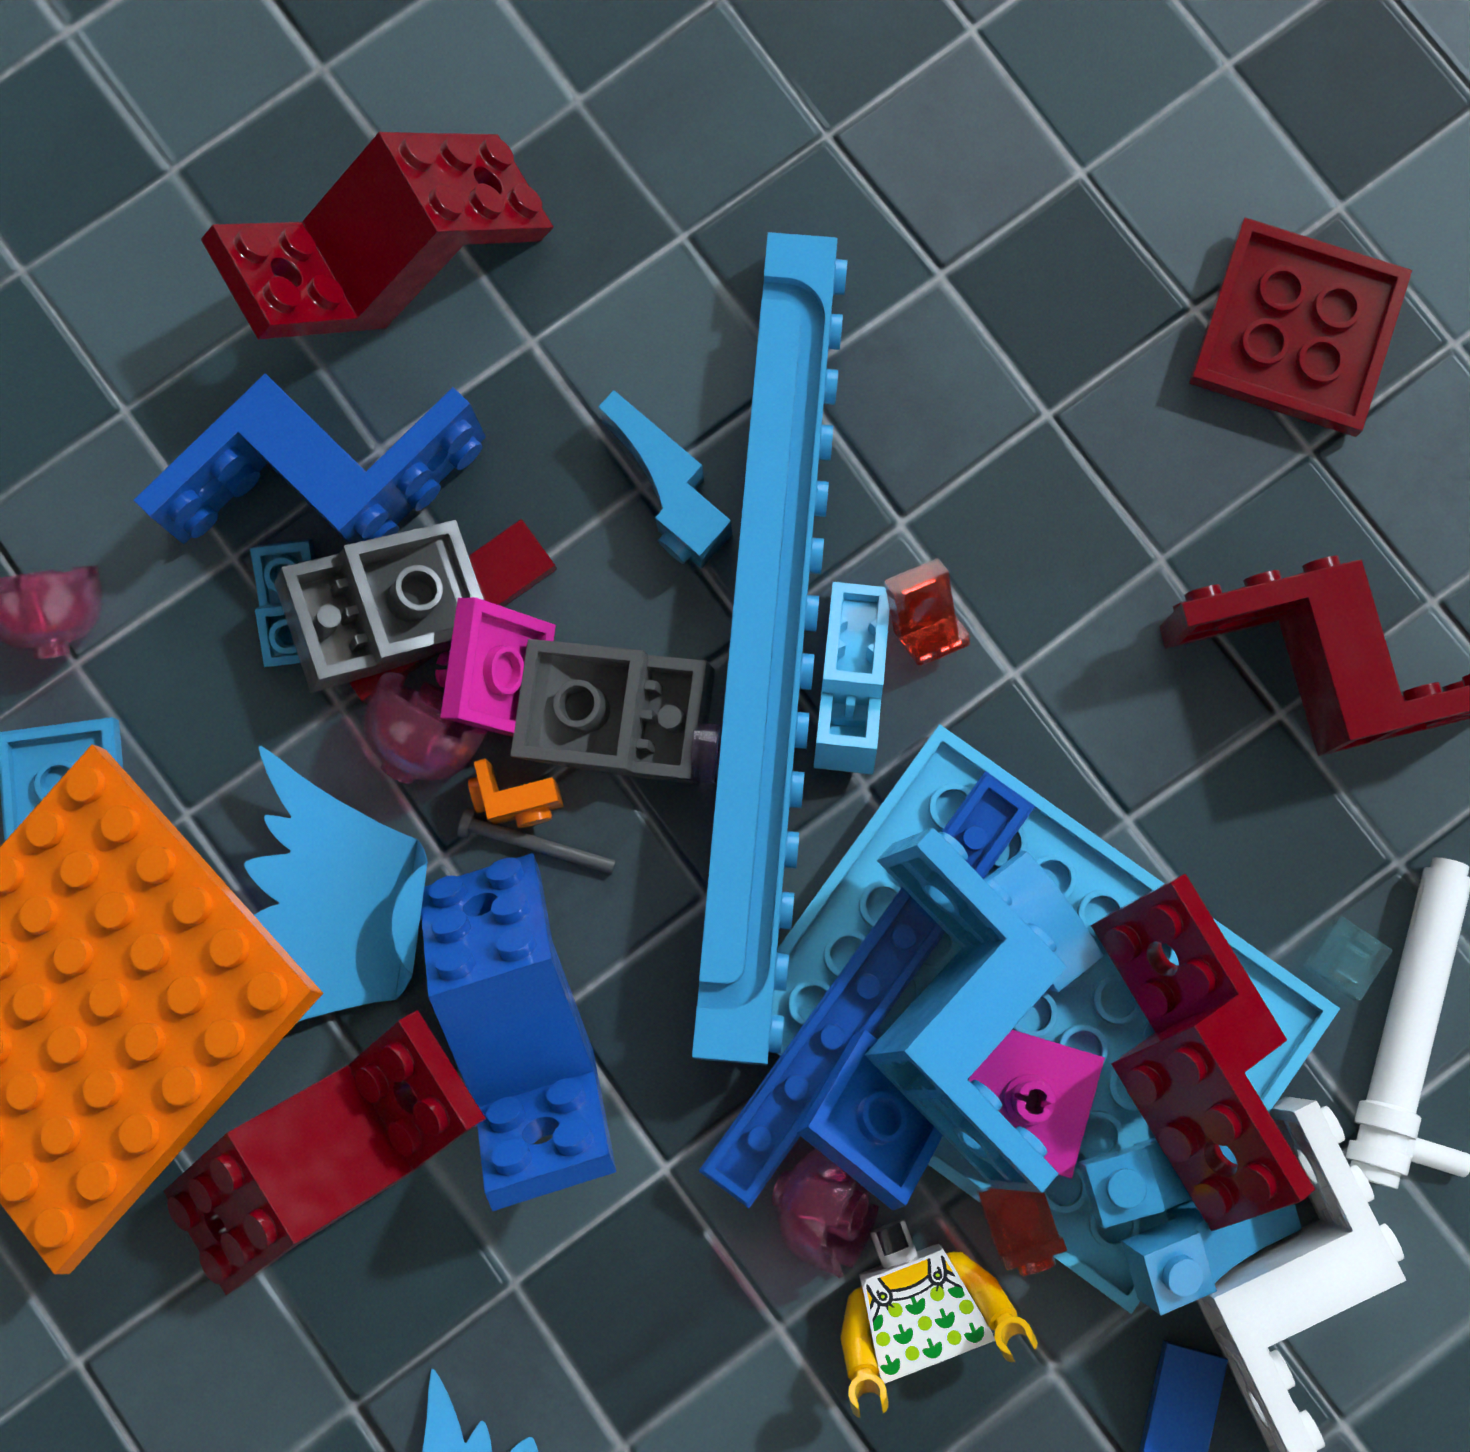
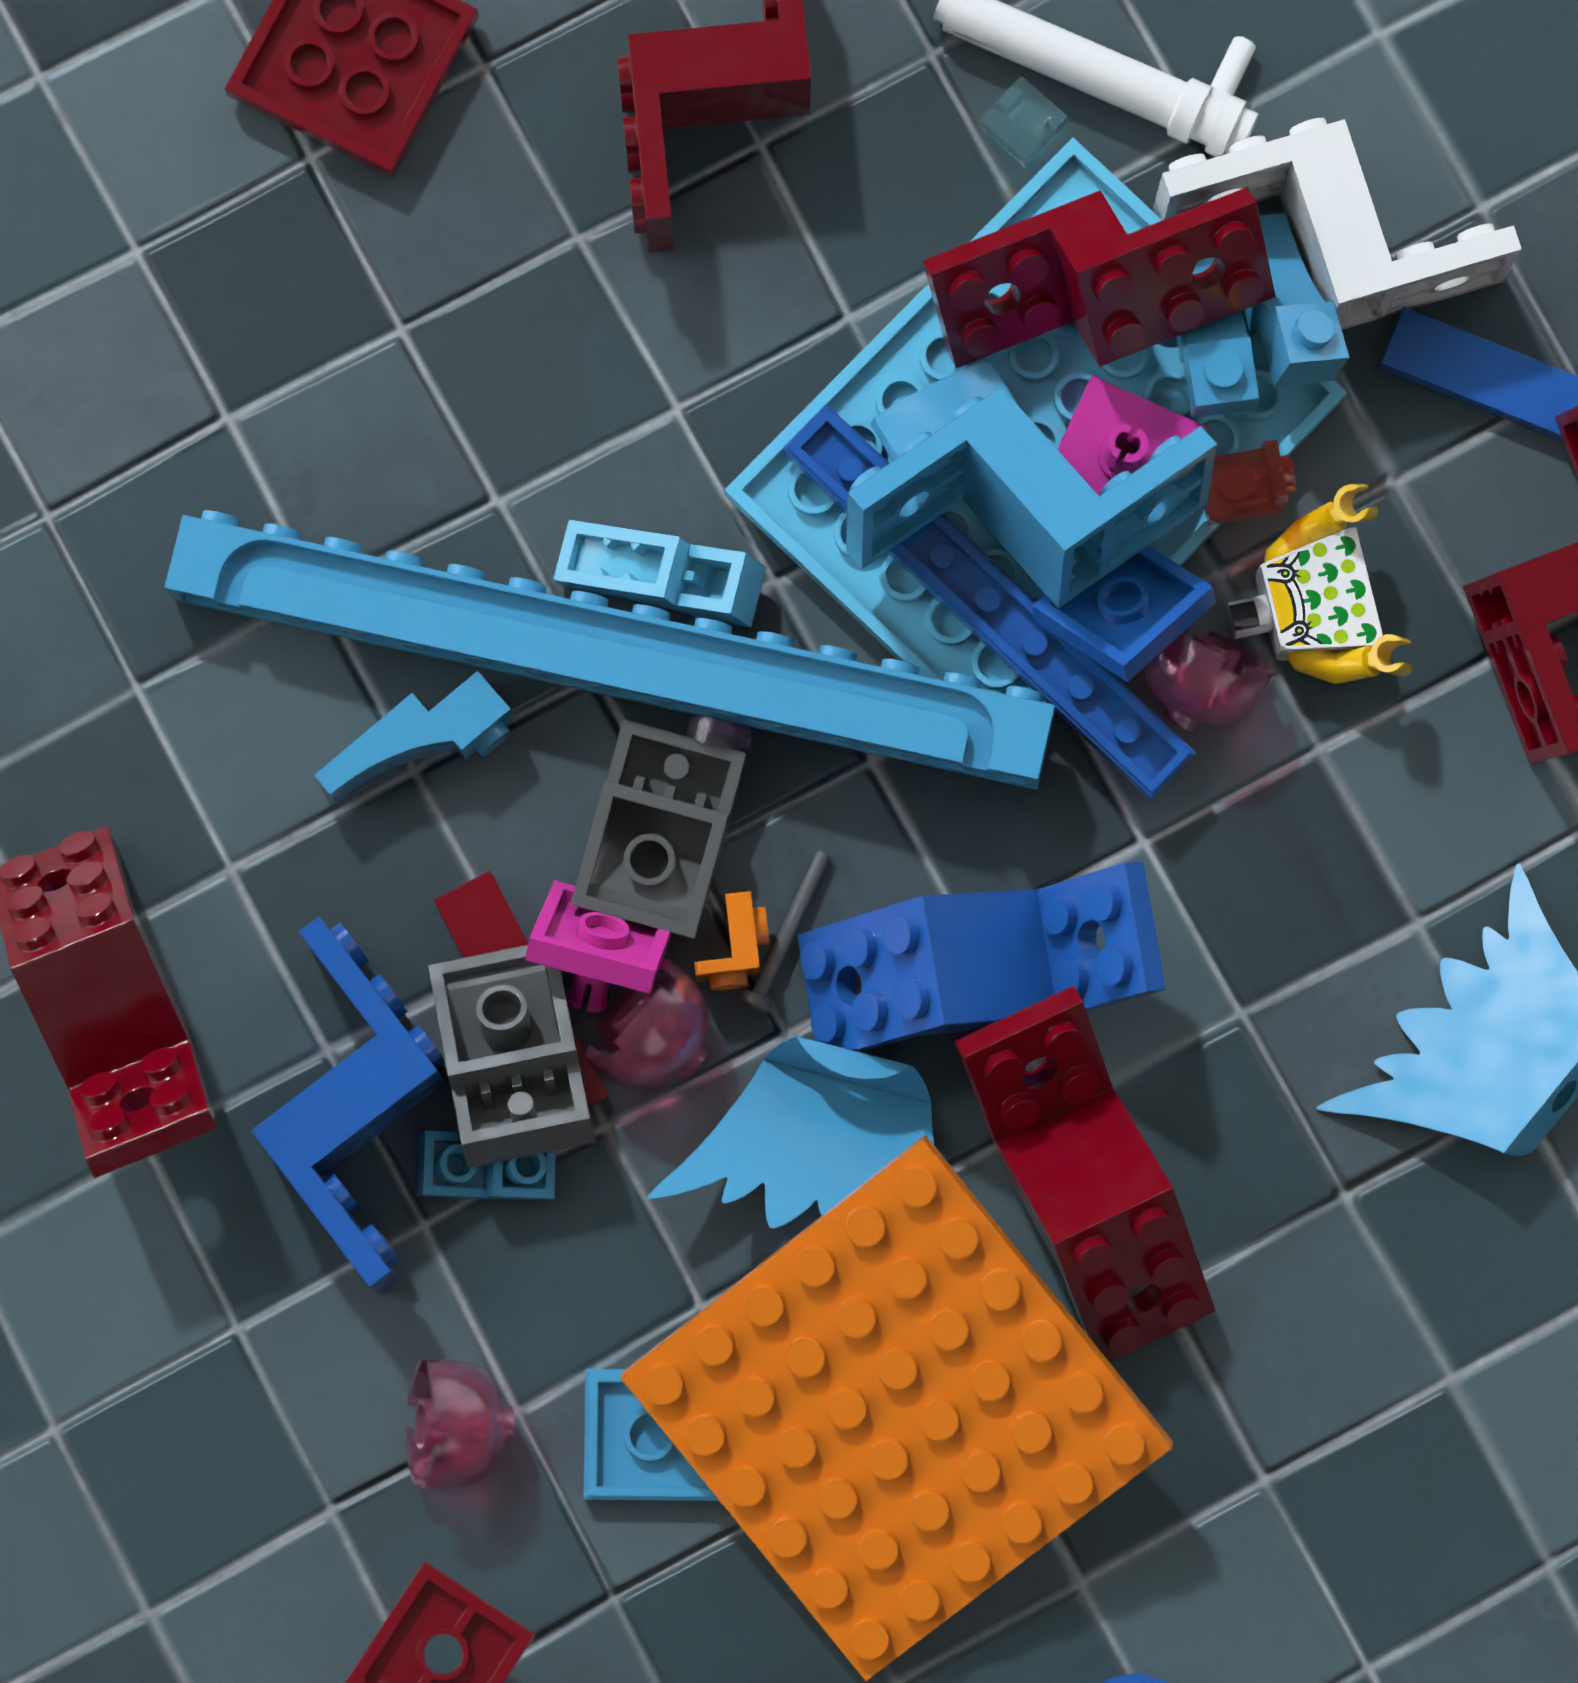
camera: 90 degrees left, 0 degrees up
(925, 612) = (605, 488): clear red bracket -> none

